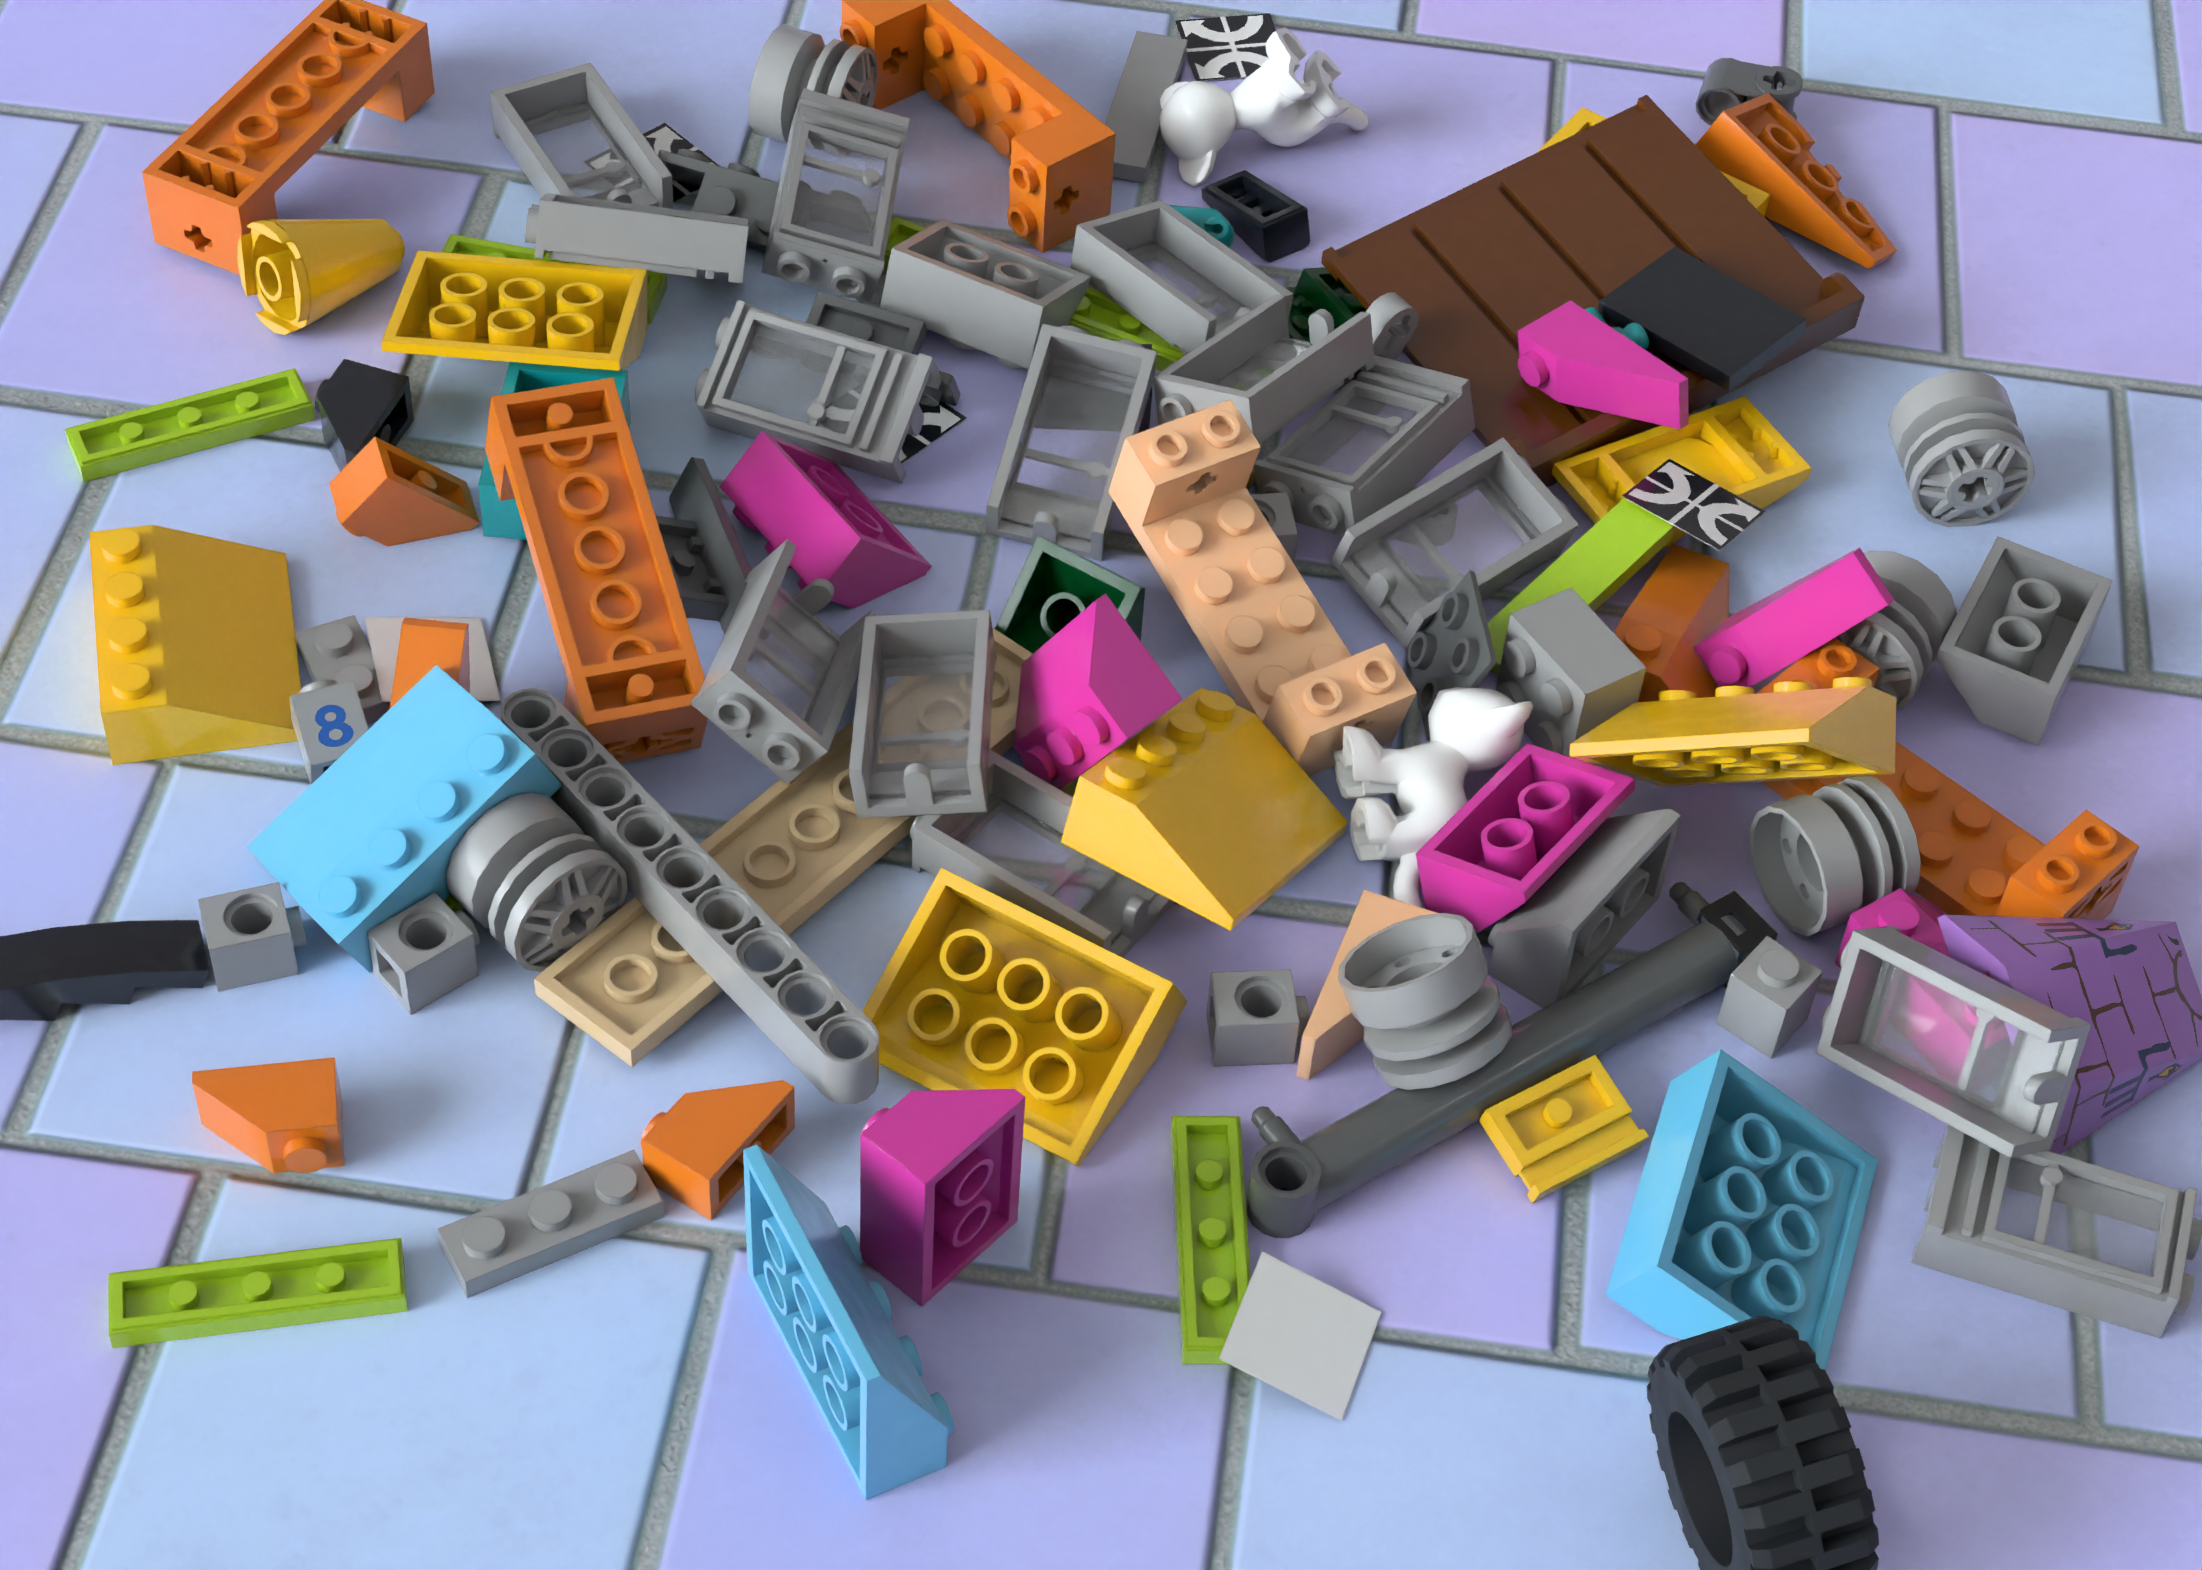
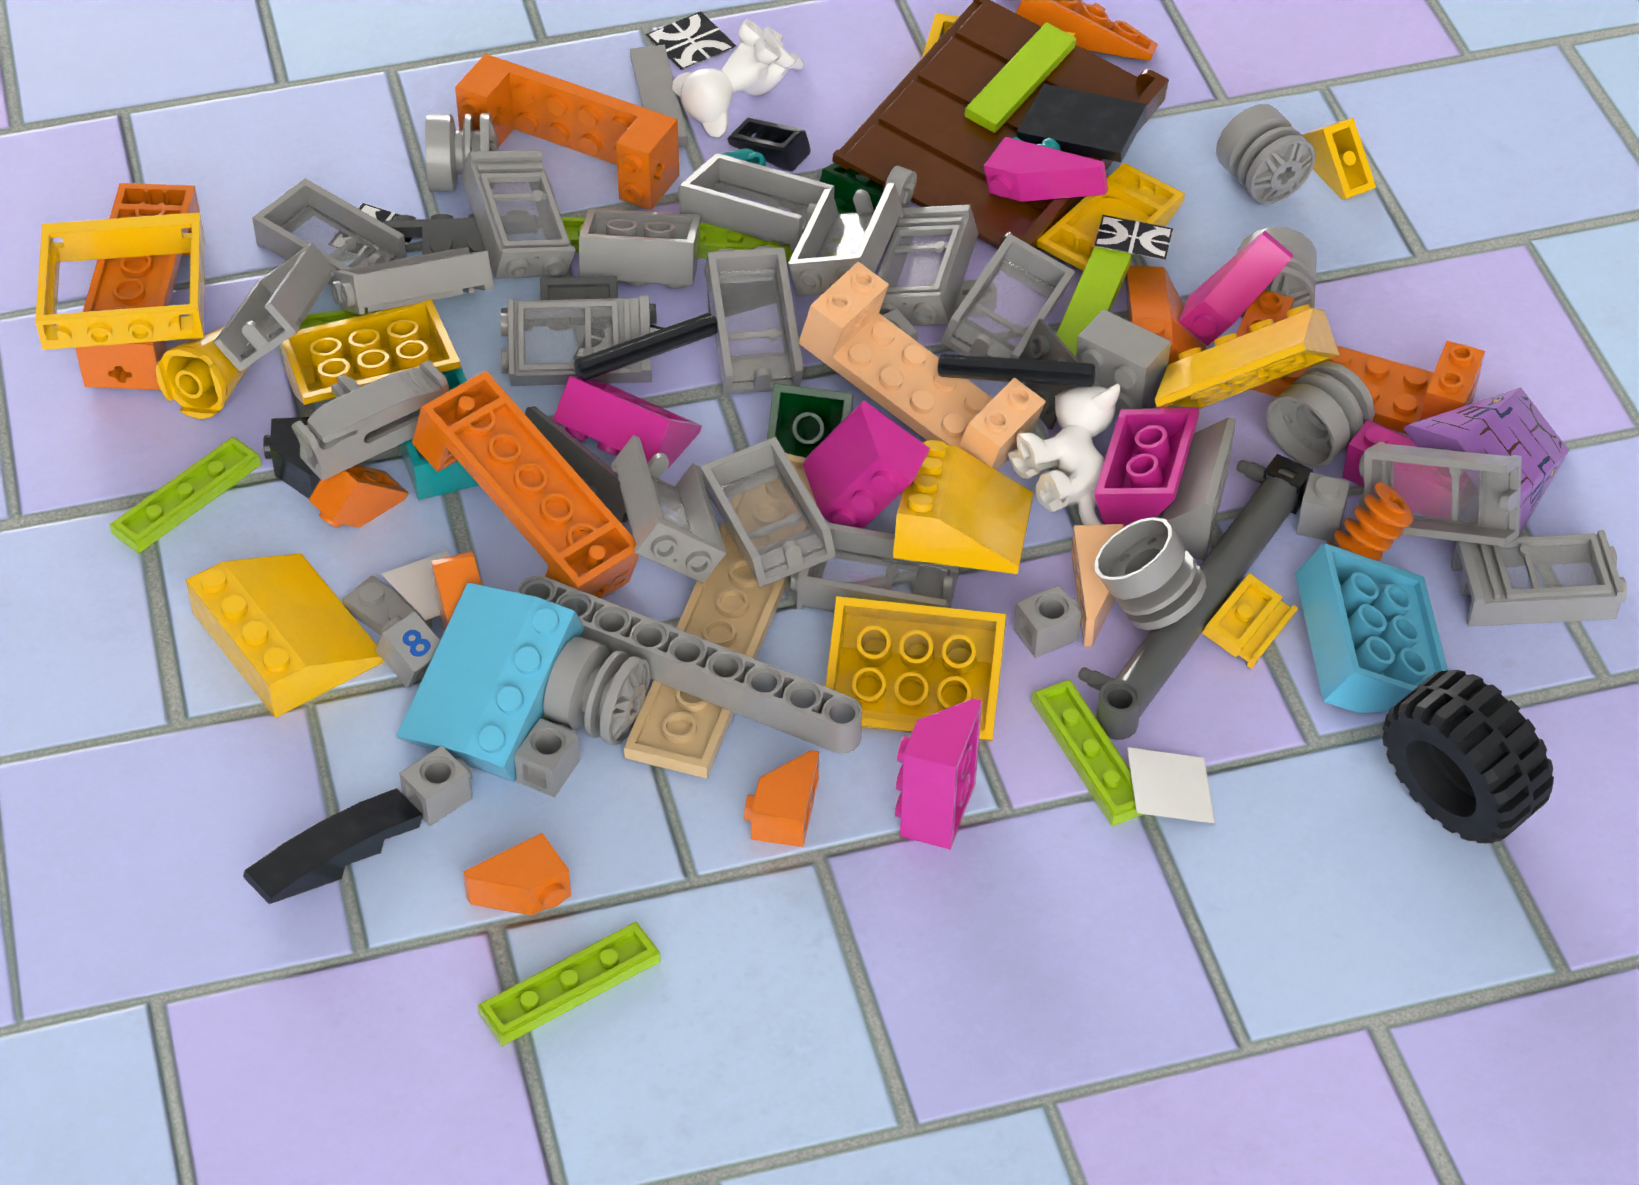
camera: 20 degrees left, 0 degrees up
(254, 53) = (119, 240): none -> yellow window
(430, 211) = (275, 307): none -> light grey door
(430, 394) = (366, 418): none -> light grey piece
(550, 1223) = (715, 881): light grey plate -> none
(840, 1332) = (924, 876): medium azure slope -> none
(893, 426) = (645, 346): none -> black axle
(1399, 633) = (1022, 369): none -> black axle
(1646, 228) = (1020, 77): none -> lime tile
(1824, 1050) = (1376, 526): none -> orange piece
(2021, 637) = (1356, 254): light grey slope -> none
(2080, 493) = (1341, 158): none -> yellow slope

